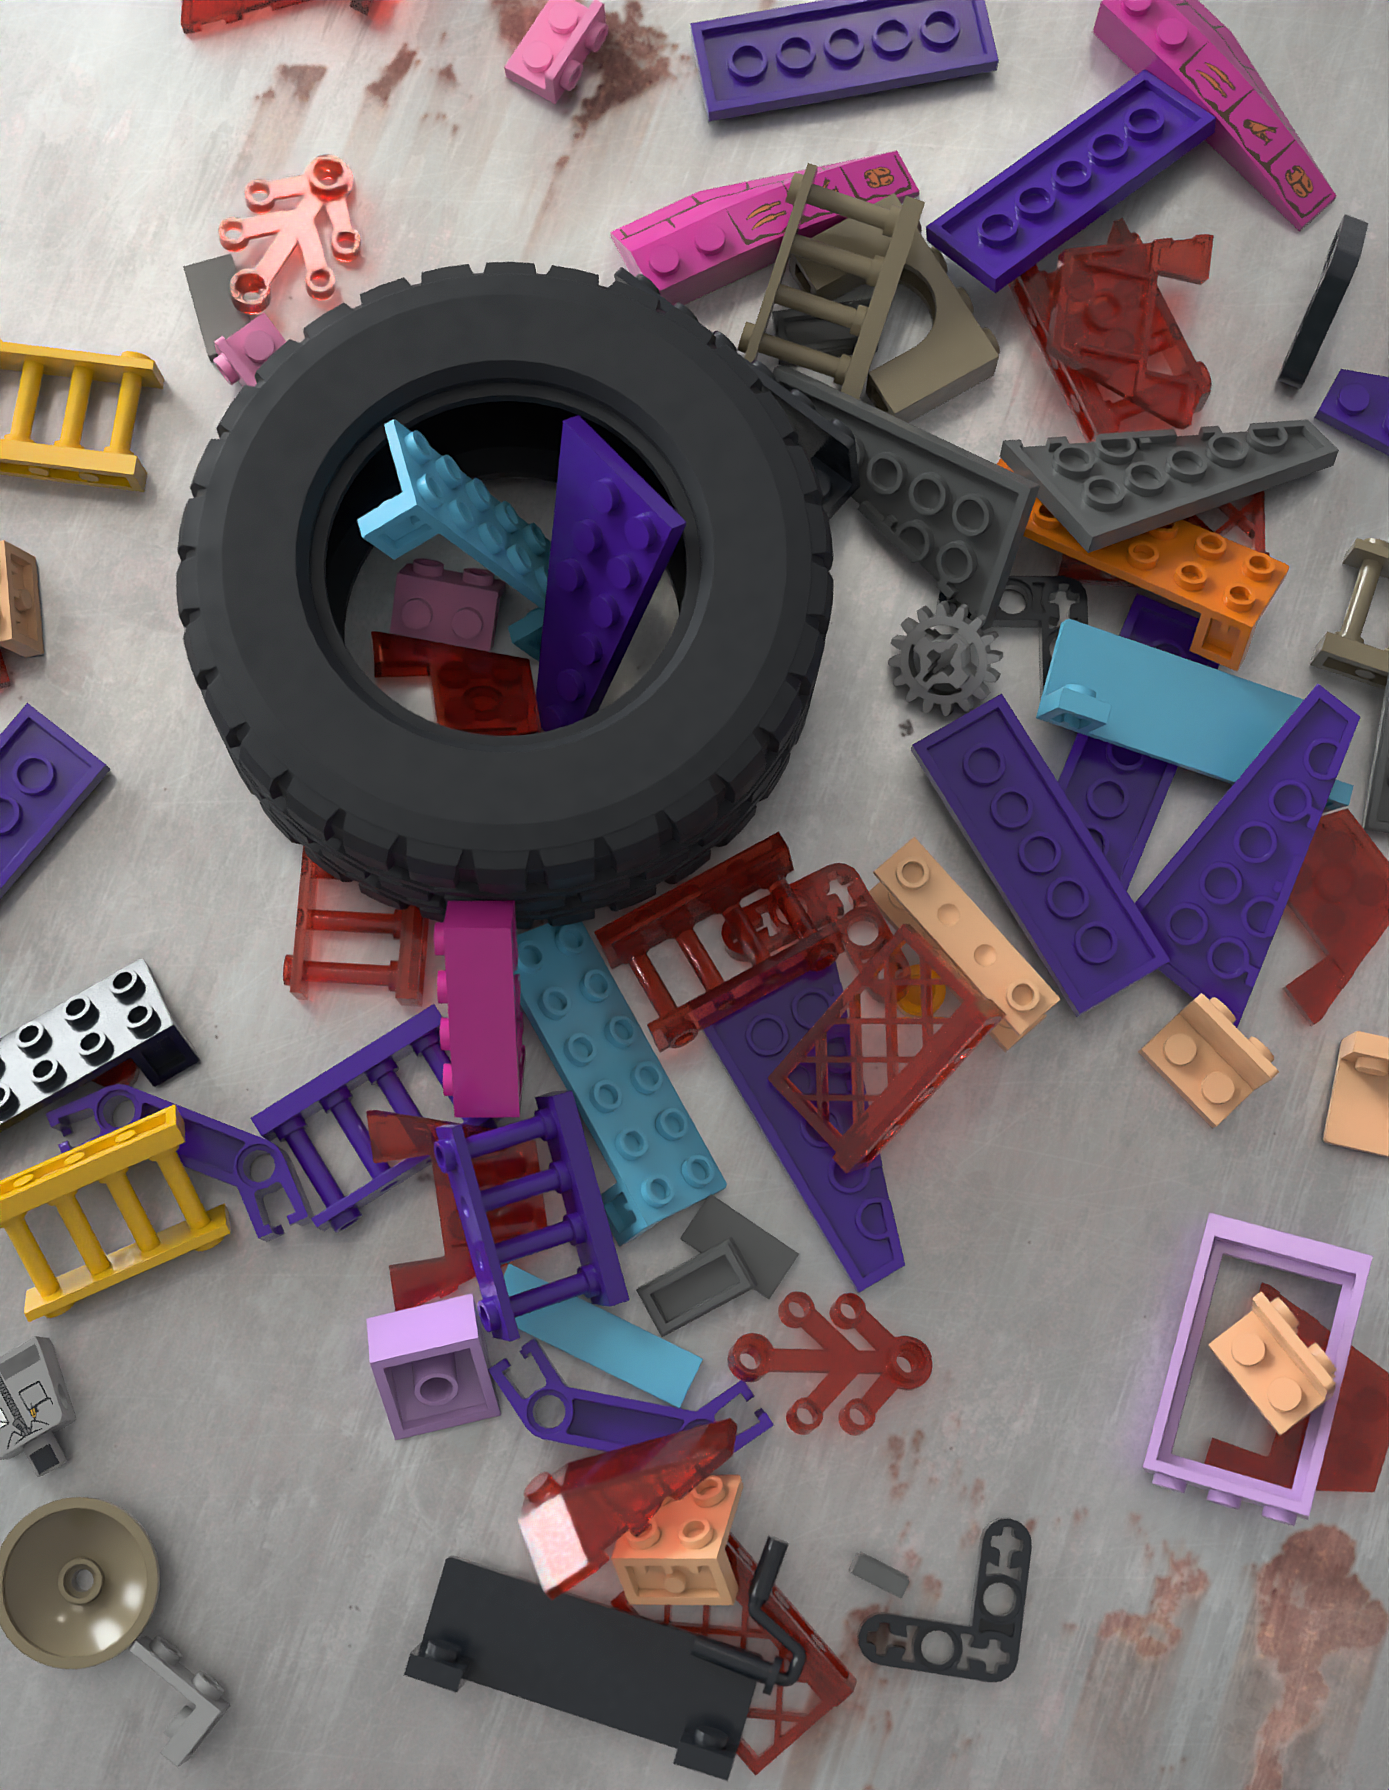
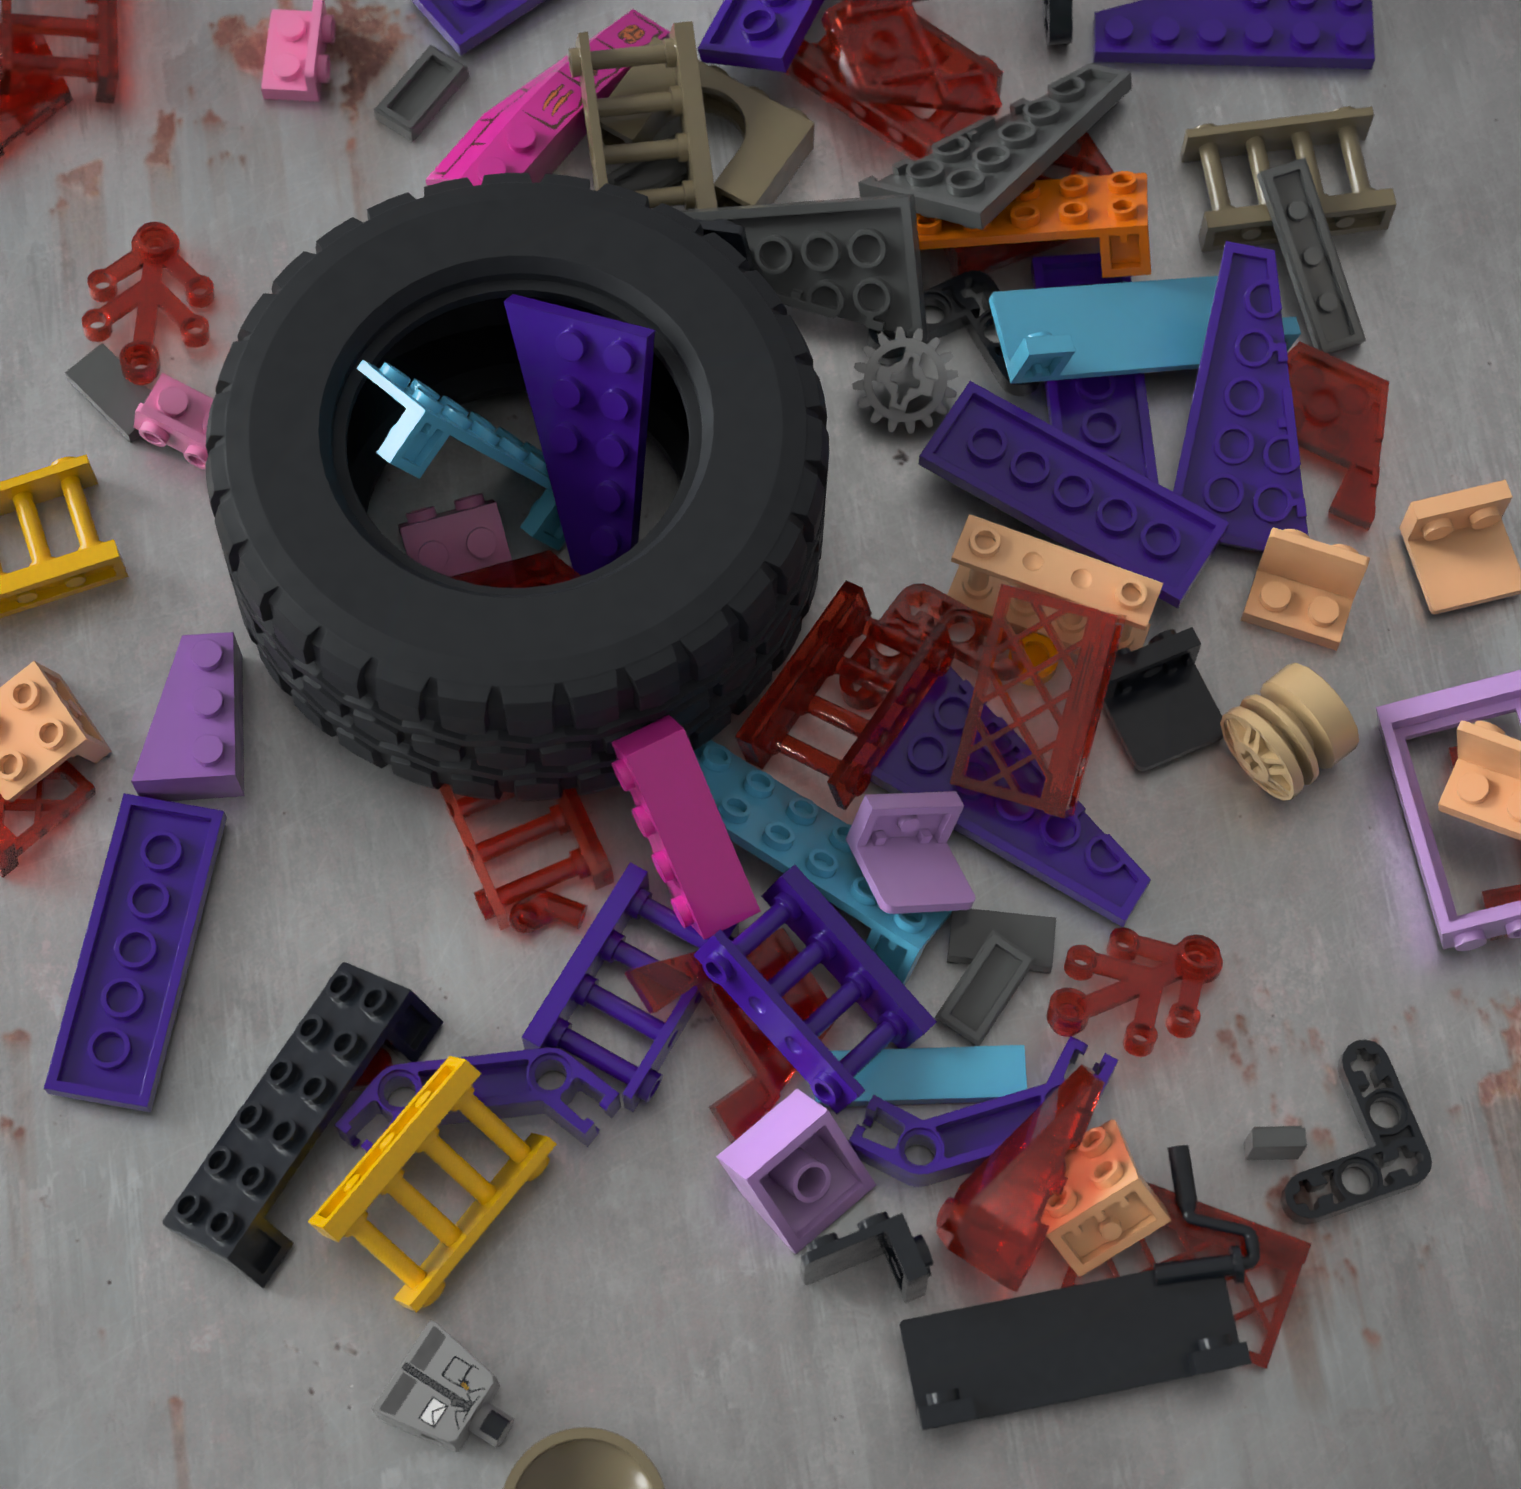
camera: 30 degrees left, 10 degrees down
(122, 672) = (197, 726): none -> medium lavender wedge
(342, 1001) = (545, 908): none -> clear red arm
(479, 1508) = (877, 1235): none -> black bracket
(652, 141) = (421, 93): none -> dark grey tile
(690, 1131) = (906, 851): none -> lavender bracket
(1013, 1098) = (1161, 700): none -> black bracket
(1123, 1192) = (1290, 731): none -> tan wheel

